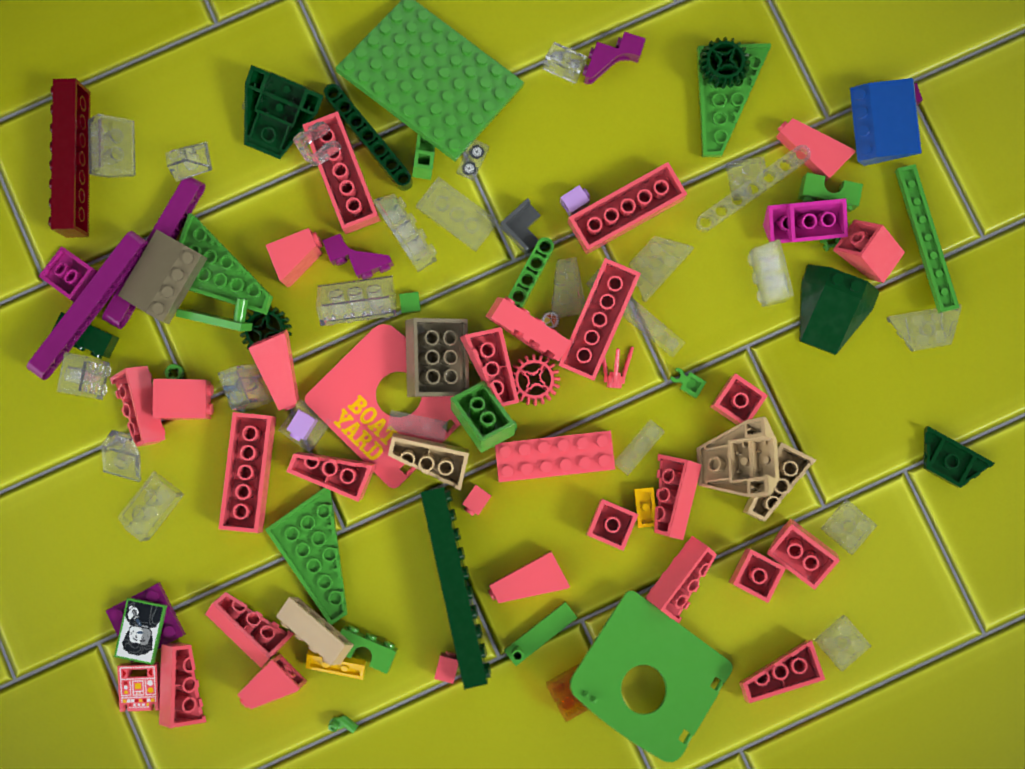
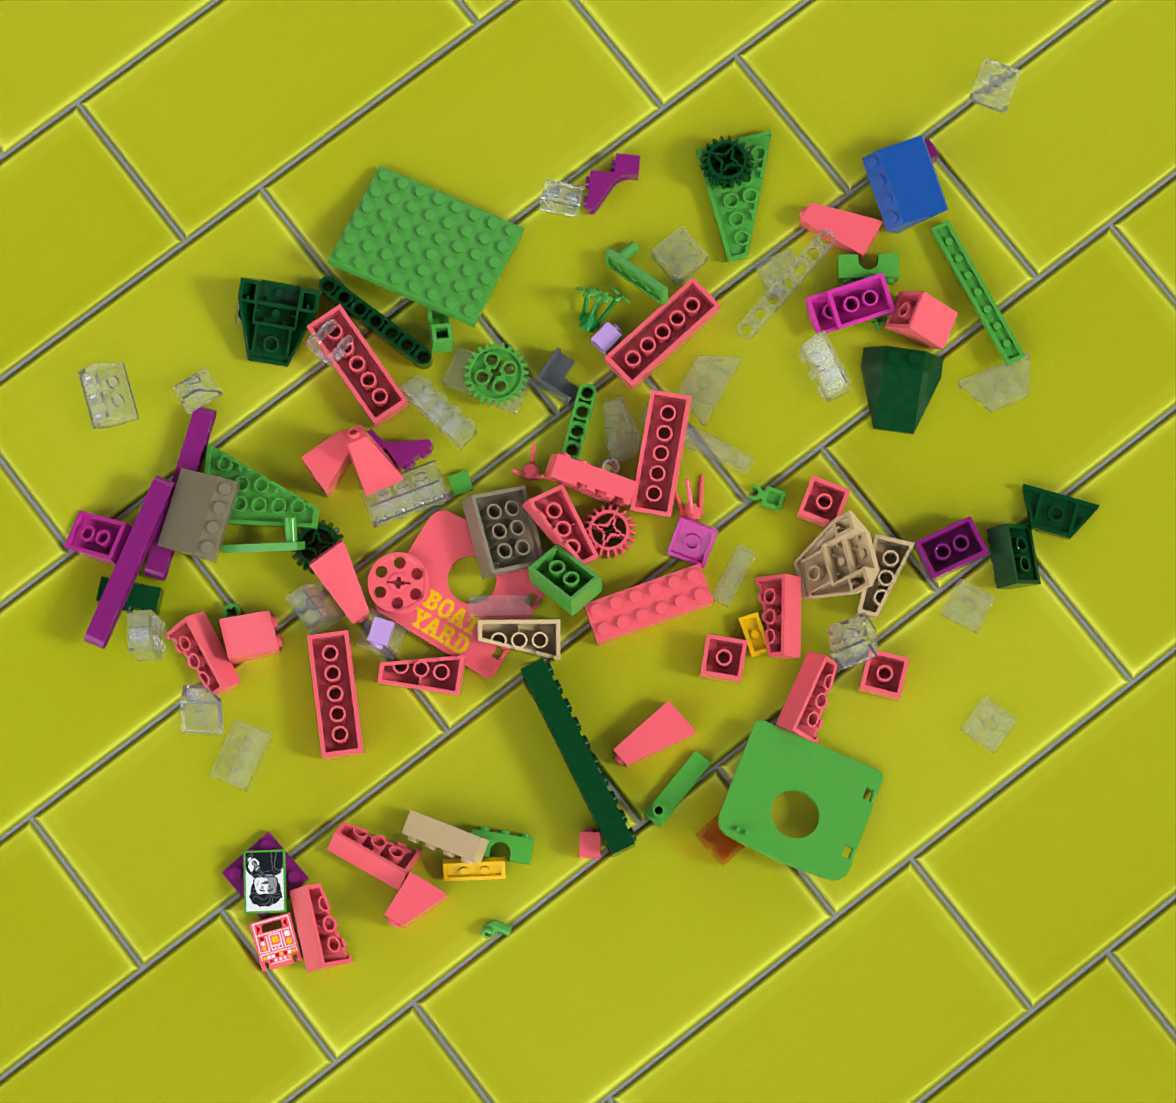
camera: 15 degrees left, 5 degrees down
(69, 158) = (71, 417): dark red brick -> none
(312, 550) = (419, 757): bright green wing -> none
(328, 262) = (370, 462): none -> coral slope
(337, 377) = (404, 591): none -> coral wedge
(452, 200) = (479, 366): none -> bright green gear
(473, 160) = (490, 321): clear tile -> none
(476, 306) = (530, 470): none -> coral plant
(476, 500) = (579, 668): coral brick -> none
(562, 181) = (589, 320): none -> plant
(609, 407) = (692, 541): none -> dark pink tile
(613, 146) = (622, 266): none -> bright green piece
(660, 139) = (679, 255): none -> clear brick
(736, 539) = (853, 641): none -> clear brick
(788, 672) = (938, 765): coral wedge -> none
(803, 554) = (925, 642): coral slope -> none
(847, 472) = (950, 549): none -> magenta brick
(902, 491) = (1013, 556): none -> dark green slope
(988, 49) = (994, 85): none -> clear brick

